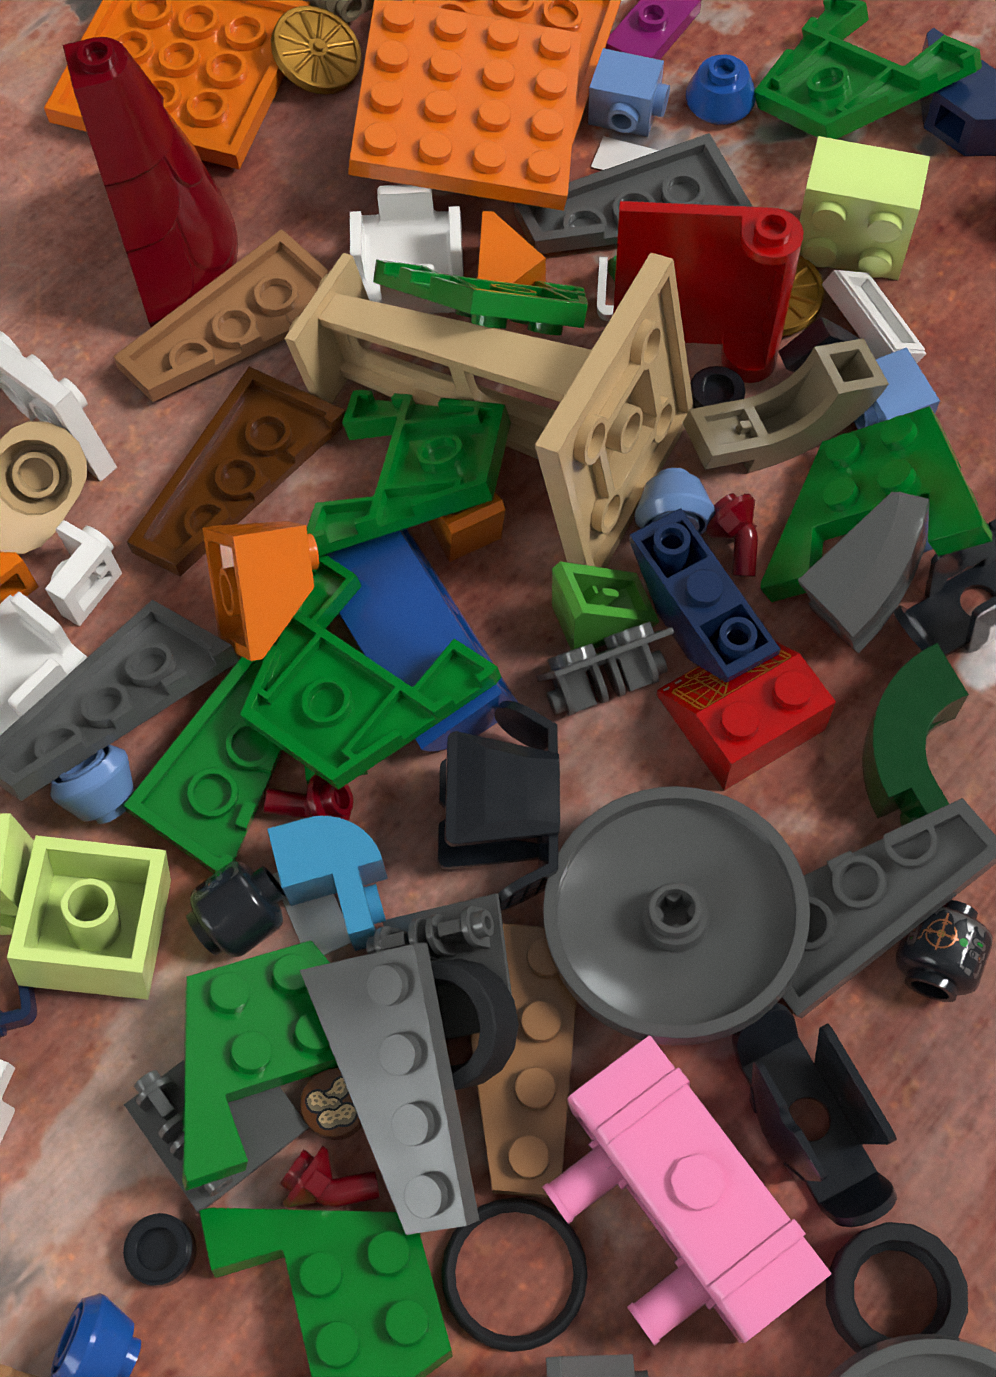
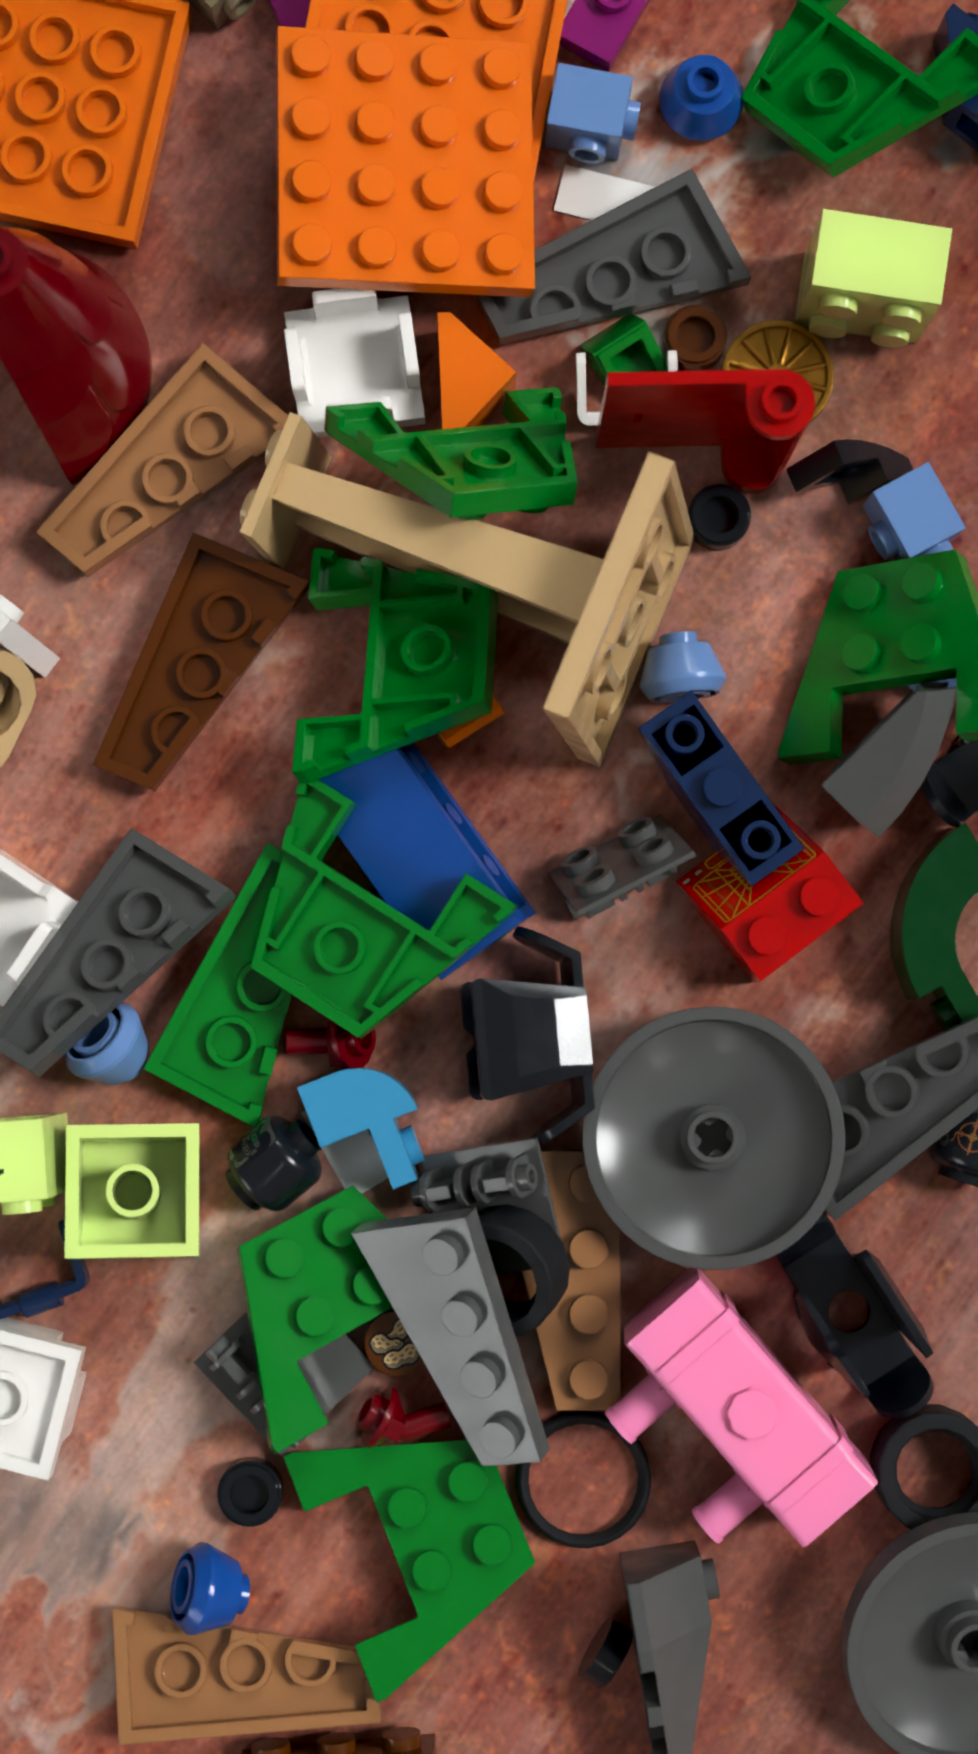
camera: 10 degrees left, 20 degrees up
(84, 577) = (50, 812): white bracket -> none
(258, 580) = (250, 820): orange slope -> none
(316, 50) = (206, 72): pearl gold wheel -> none
(597, 602) = (613, 793): bright green slope -> none
(735, 521) = (749, 683): dark red plate -> none
(792, 417) = (799, 550): dark tan arch -> none
(871, 314) = (890, 409): white tile -> none

